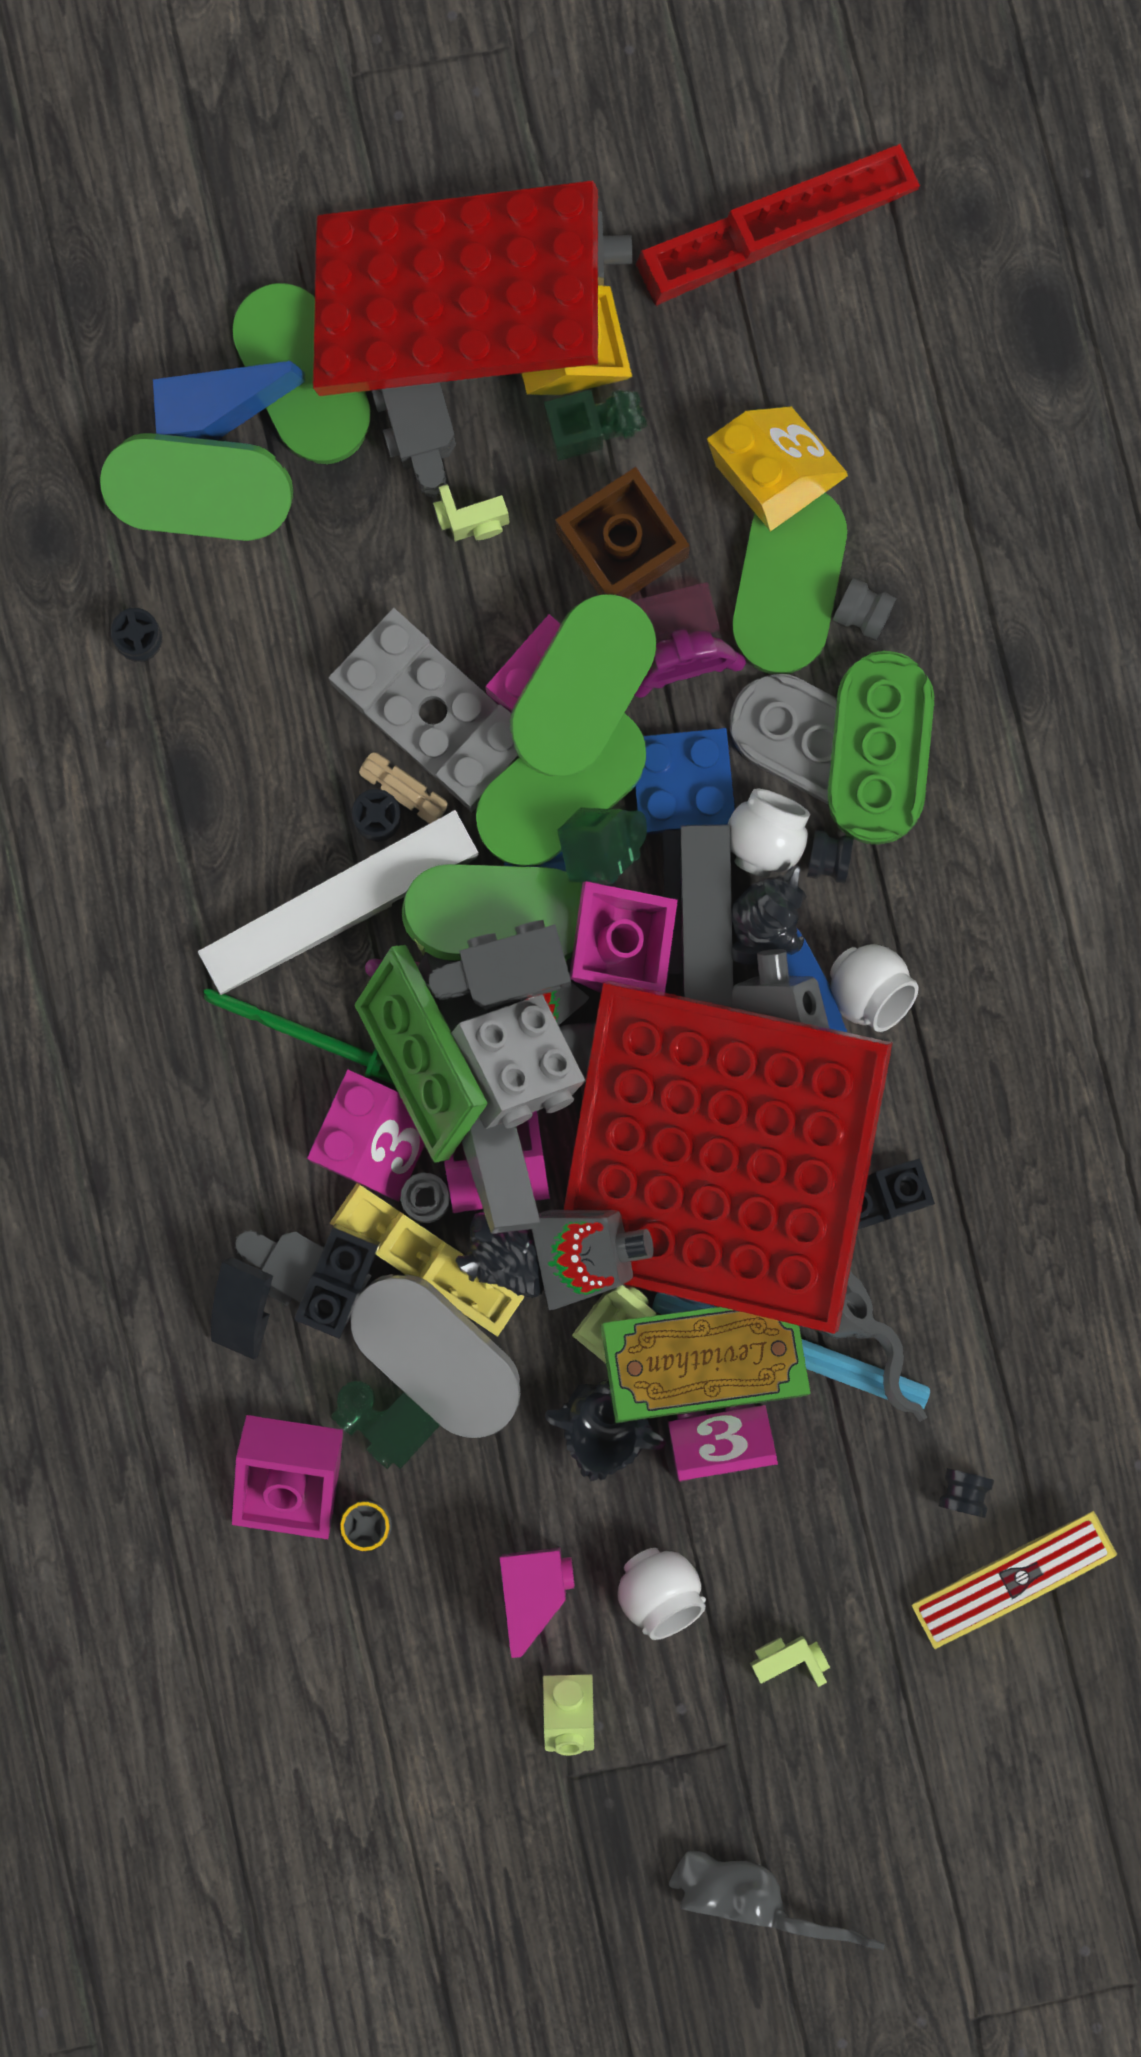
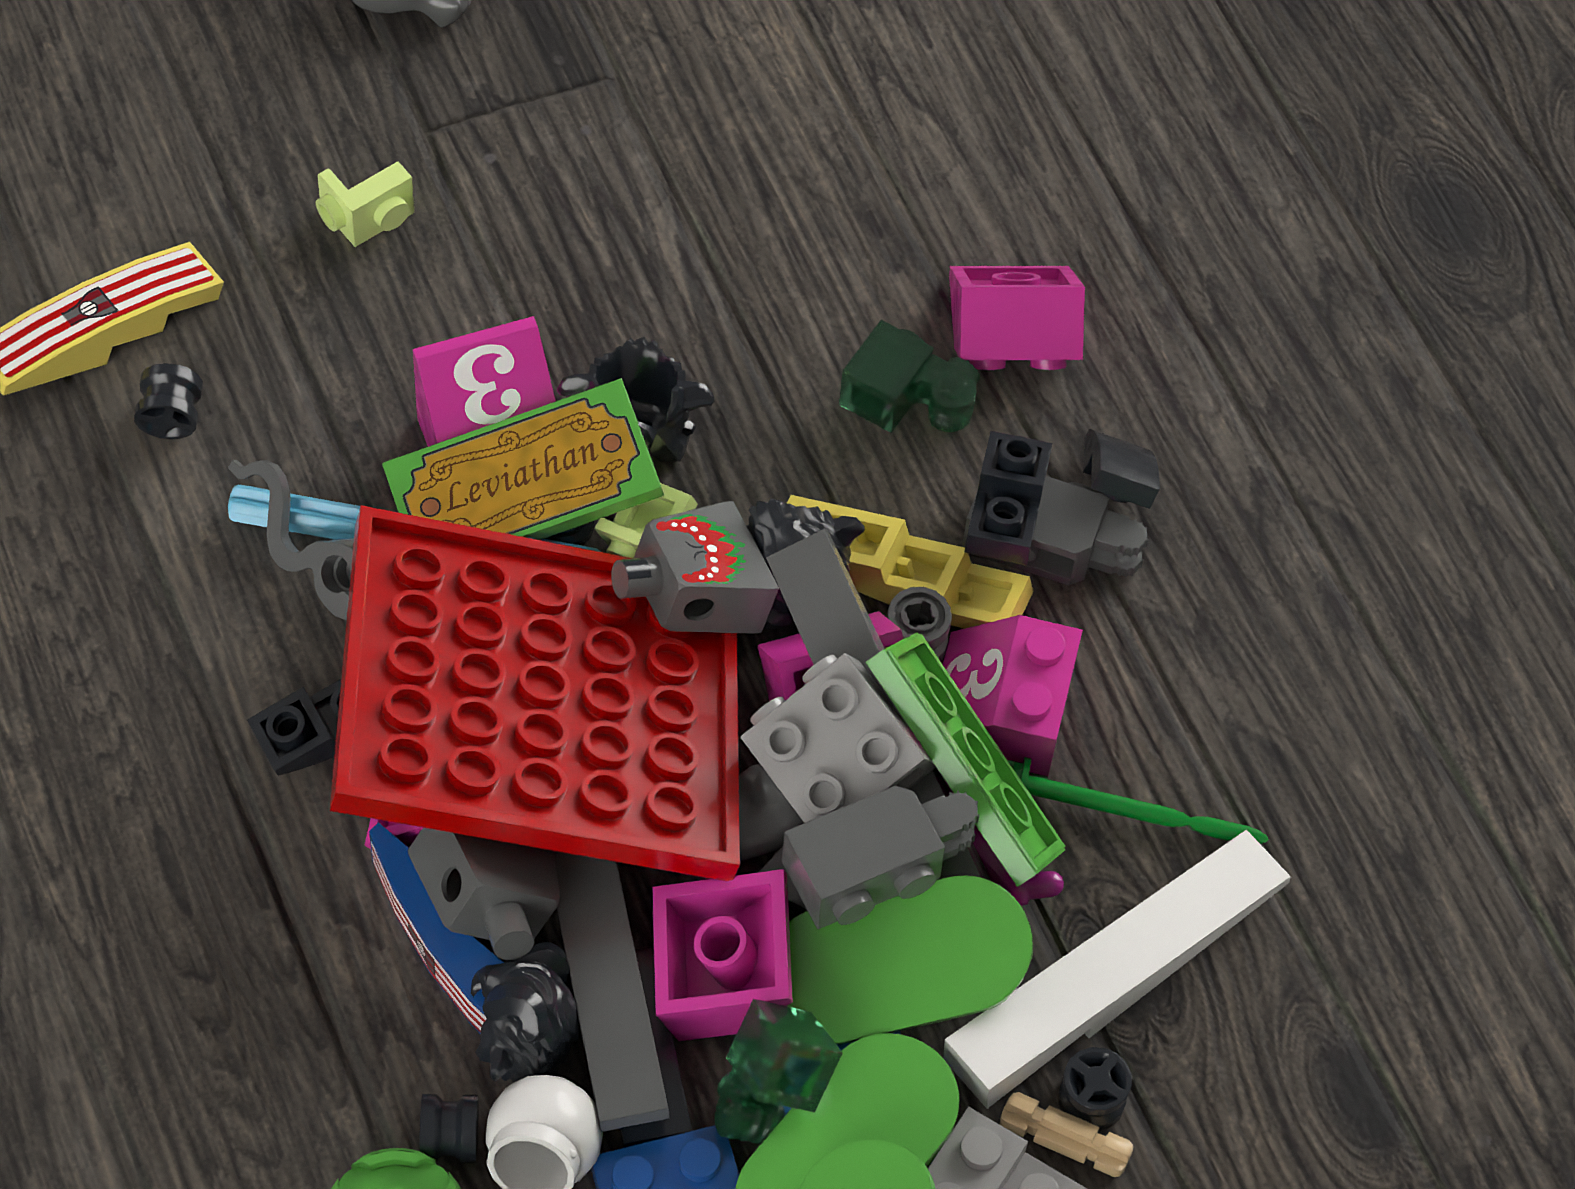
camera: 160 degrees right, 25 degrees down
(360, 1523) = (907, 273): dark grey wheel -> none
(436, 1355) = (864, 454): light grey tile -> none
(533, 1592) = (691, 217): dark pink slope -> none
(568, 1714) = (624, 125): yellowish green bracket -> none
(660, 1593) = (535, 242): white piece -> none
(872, 986) = (367, 958): white piece -> none

